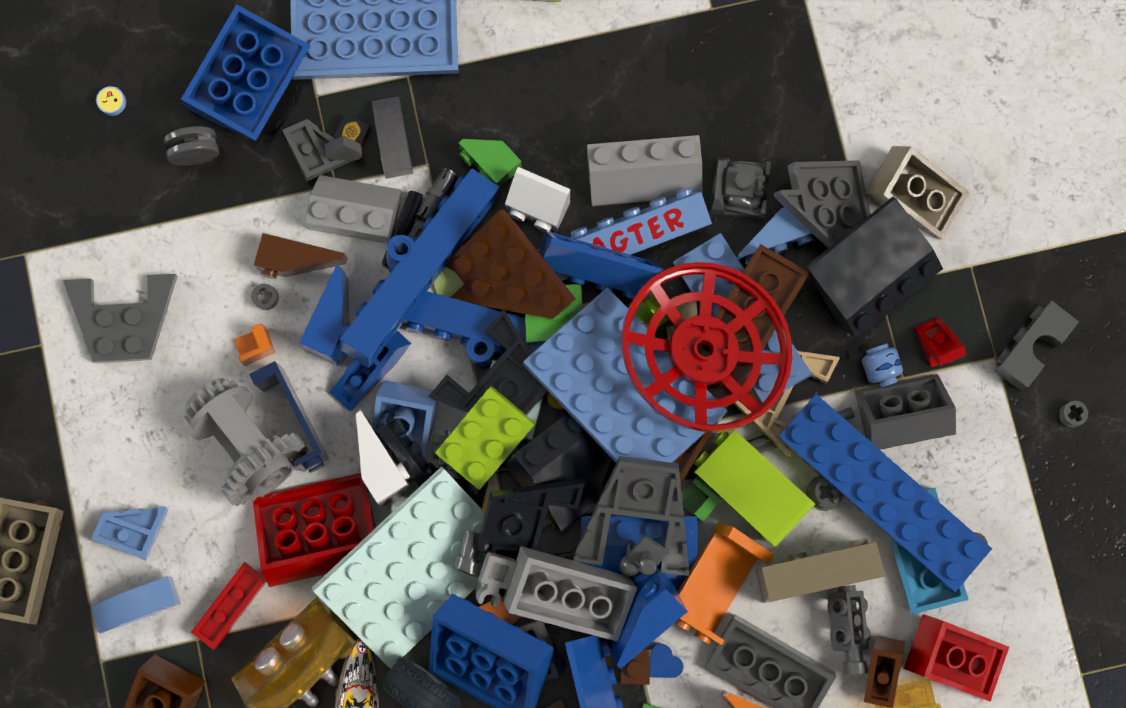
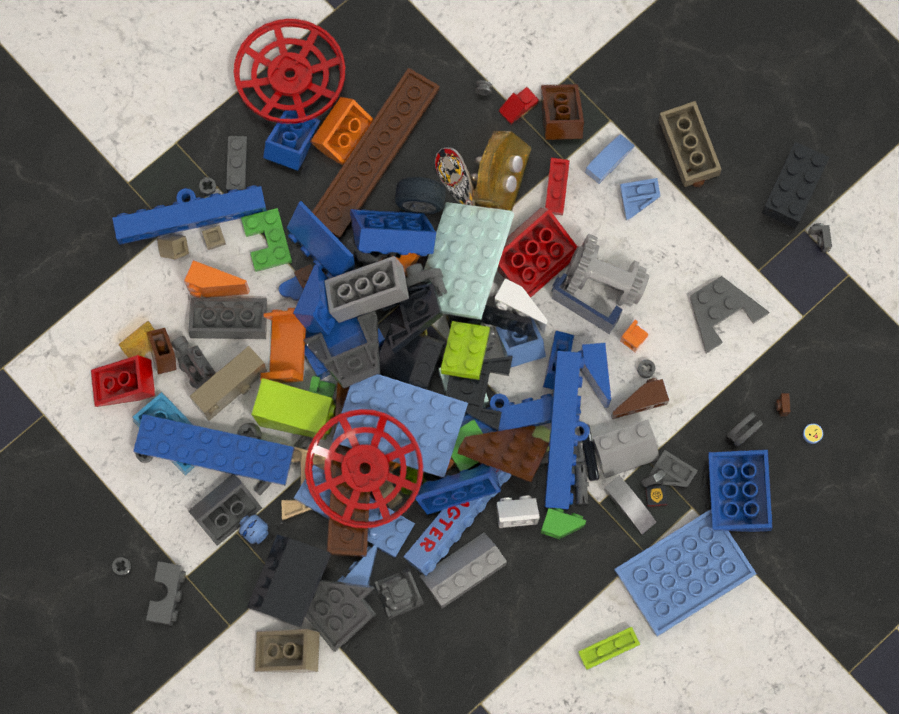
camera: 150 degrees right, 5 degrees down
(123, 153) = (783, 404): none -> reddish brown plate
(495, 574) = (414, 276): light grey plate -> none
(642, 557) = (335, 330): dark grey piece -> none
(939, 342) = (225, 562): red slope -> none

